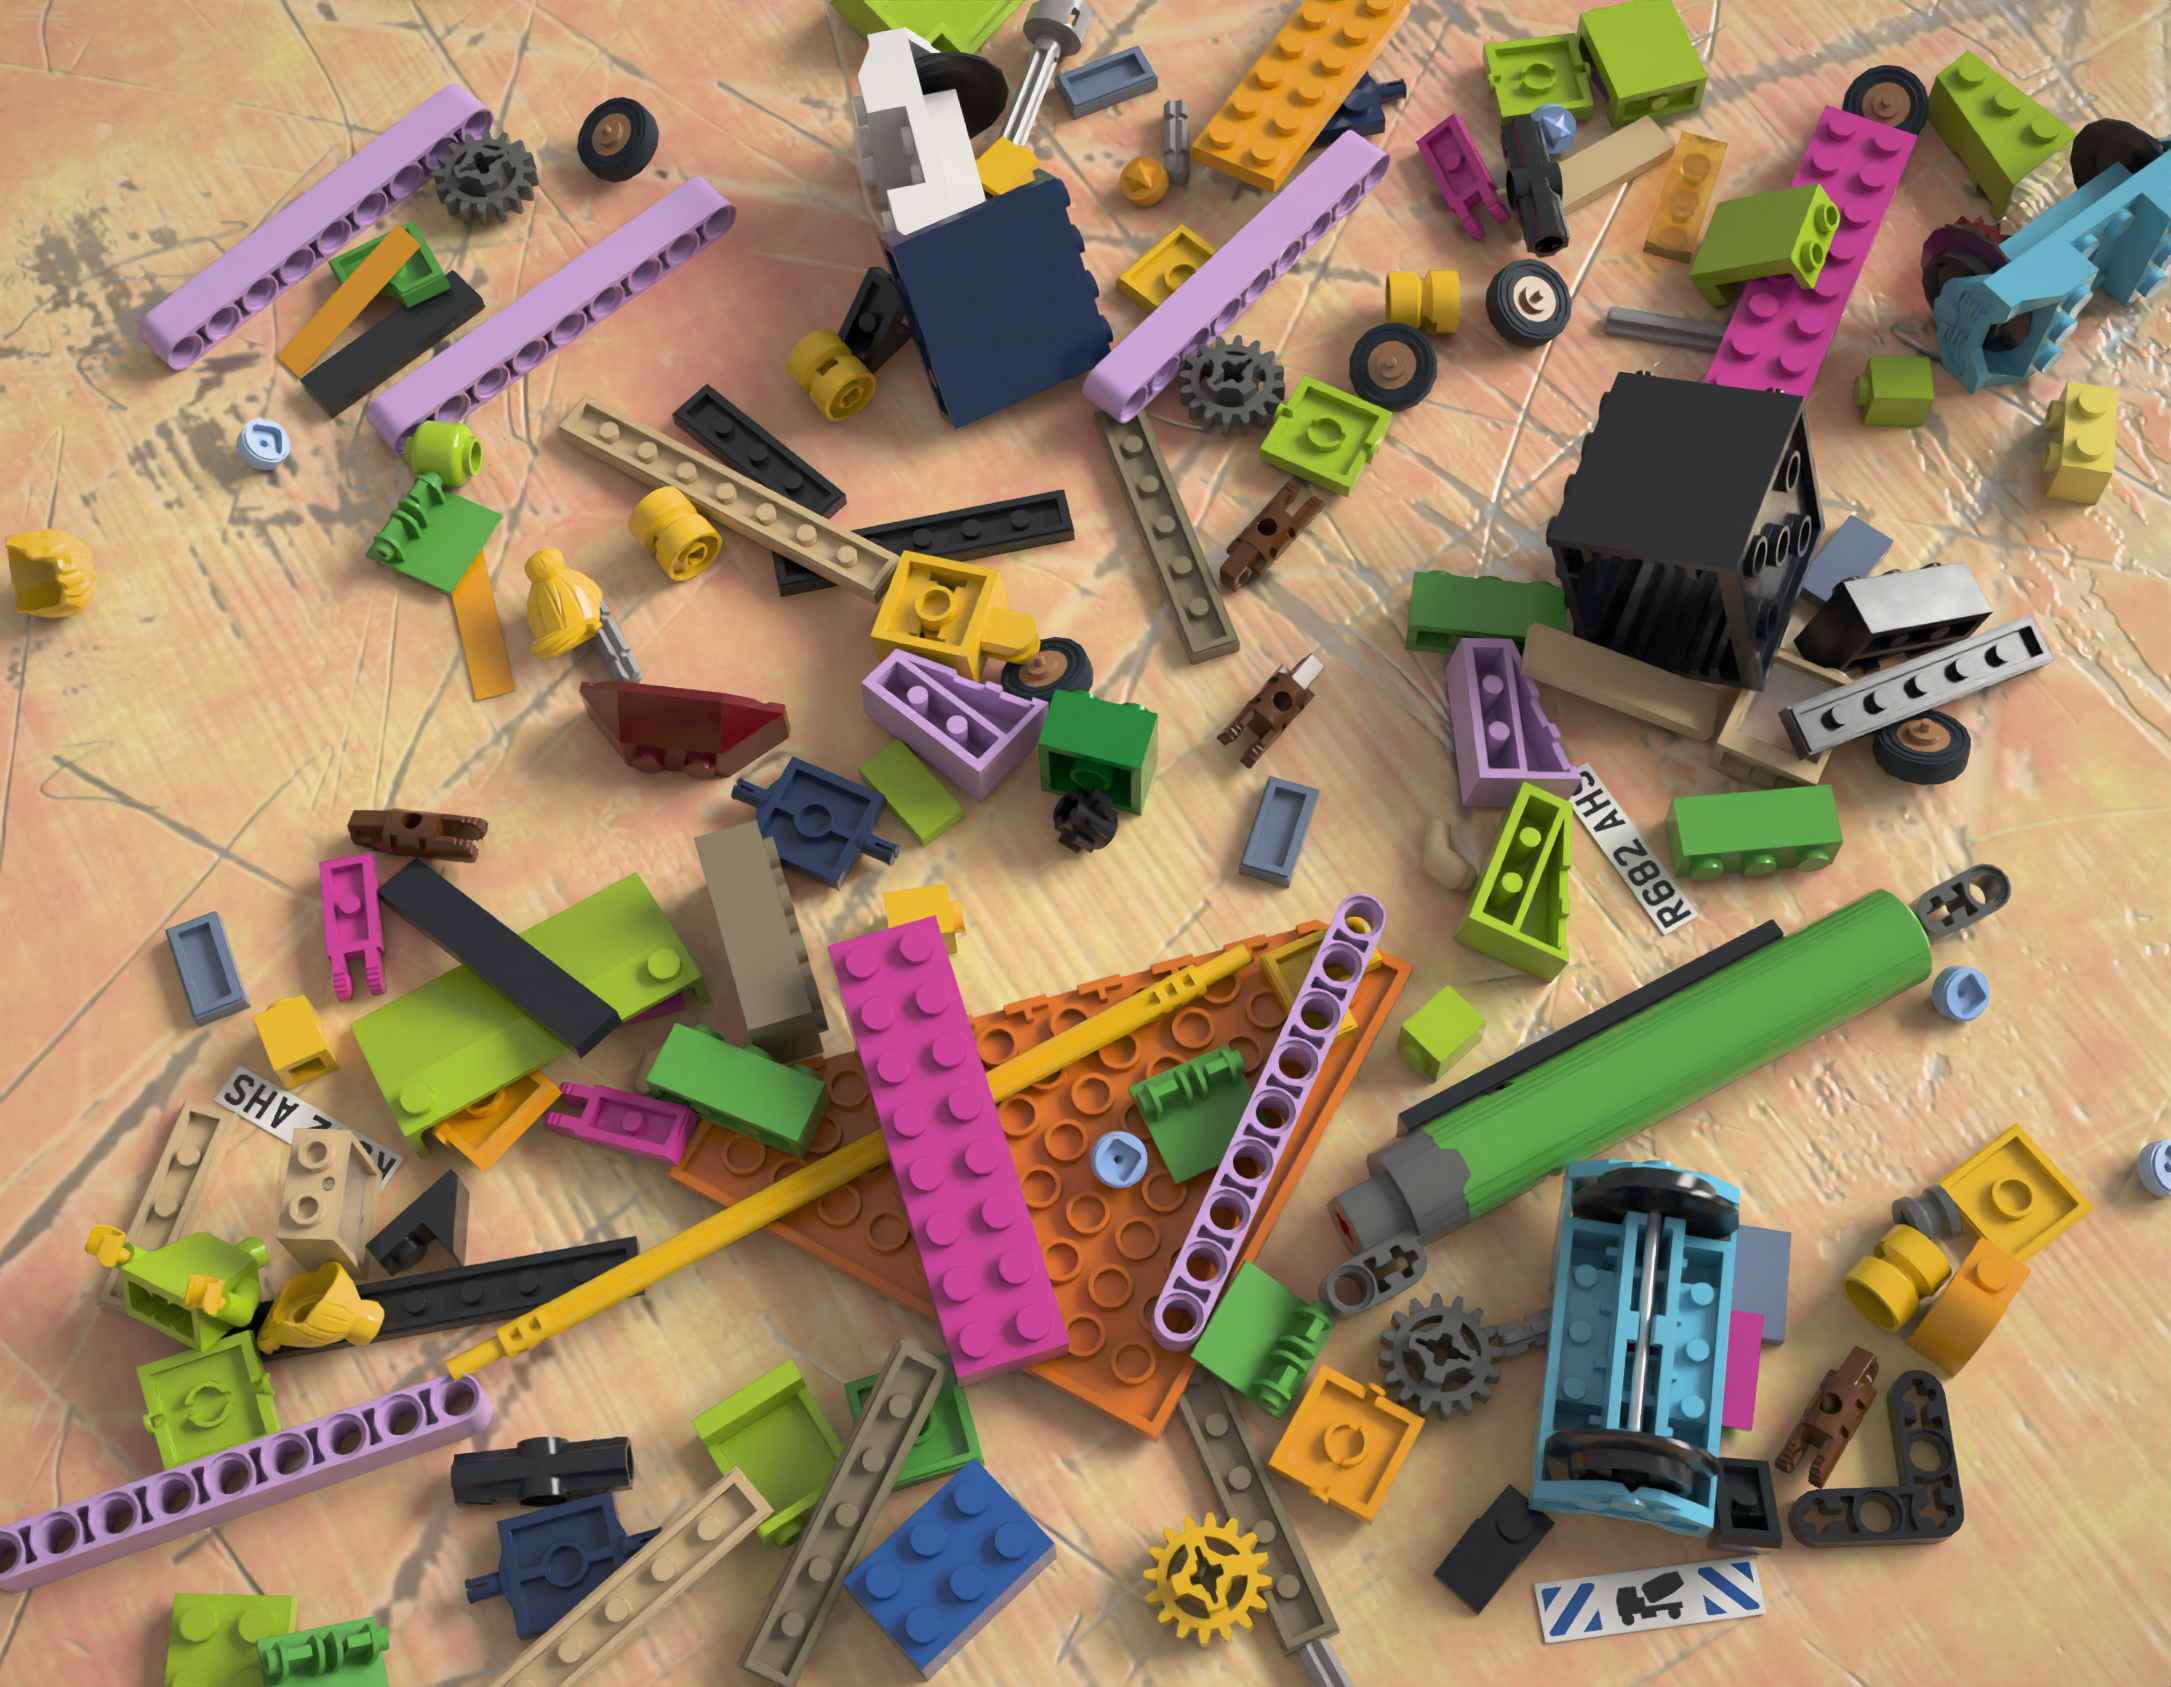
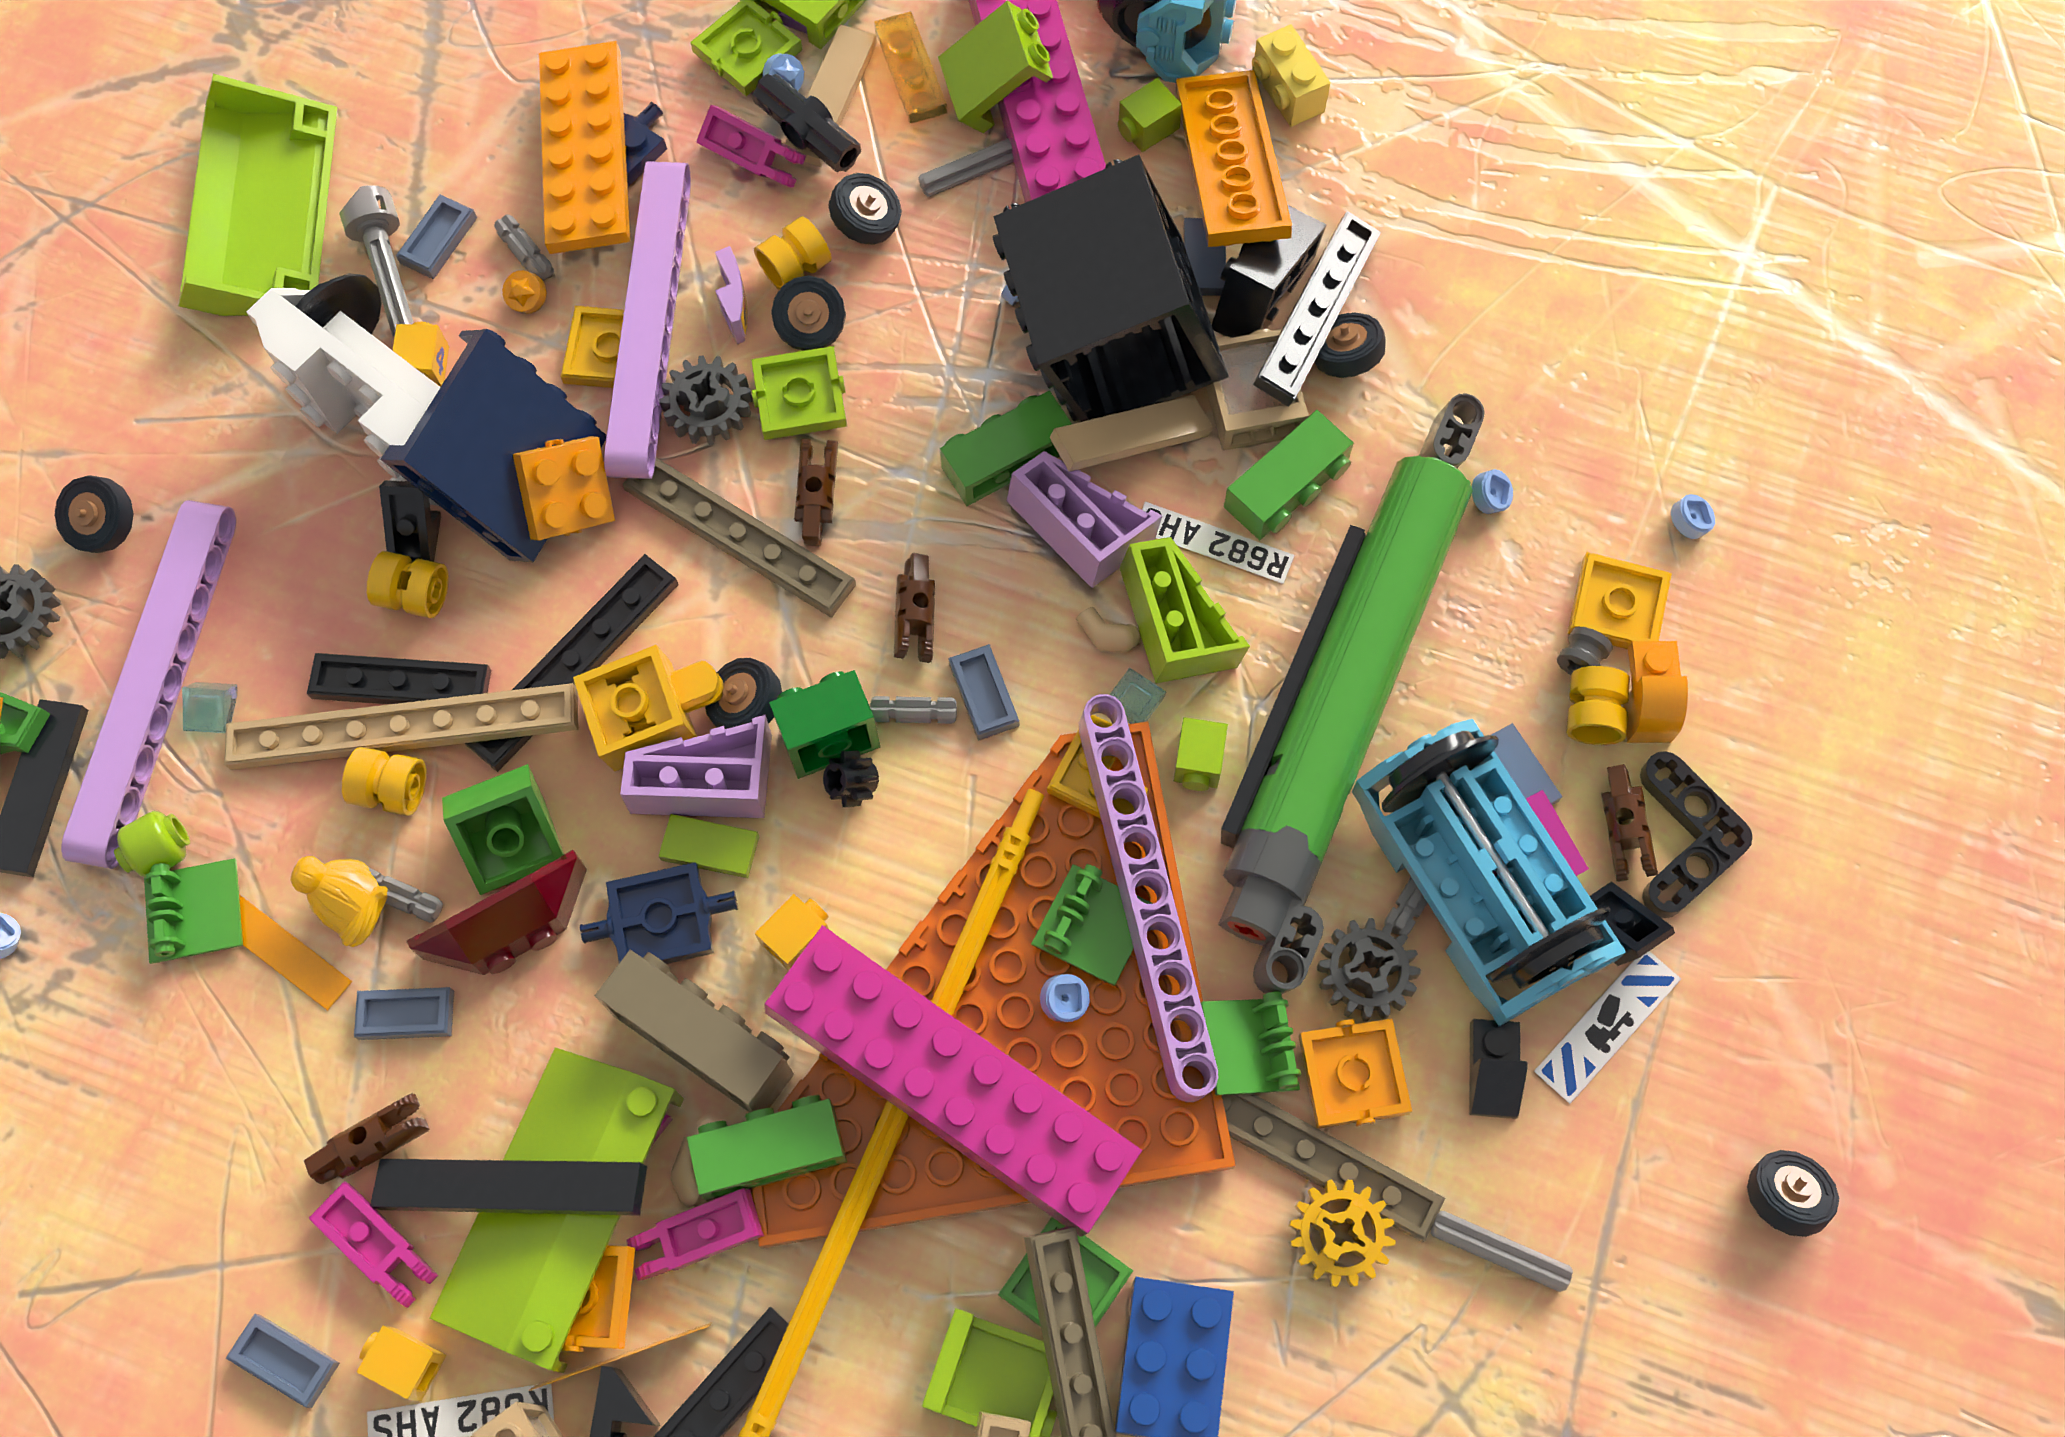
camera: 40 degrees left, 5 degrees up
(478, 1178) = (620, 1356): none -> light orange sticker
(535, 749) = (404, 1013): none -> sand blue tile
(583, 369) = (208, 706): none -> clear light blue slope
(742, 642) = (502, 829): none -> bright green slope
(1032, 377) = (564, 487): none -> light orange plate
(1198, 800) = (914, 709): none -> light grey axle
(1335, 307) = (732, 296): none -> lavender slope
(1421, 938) = (1137, 696): none -> clear light blue tile
(1942, 483) = (1233, 159): none -> light orange plate

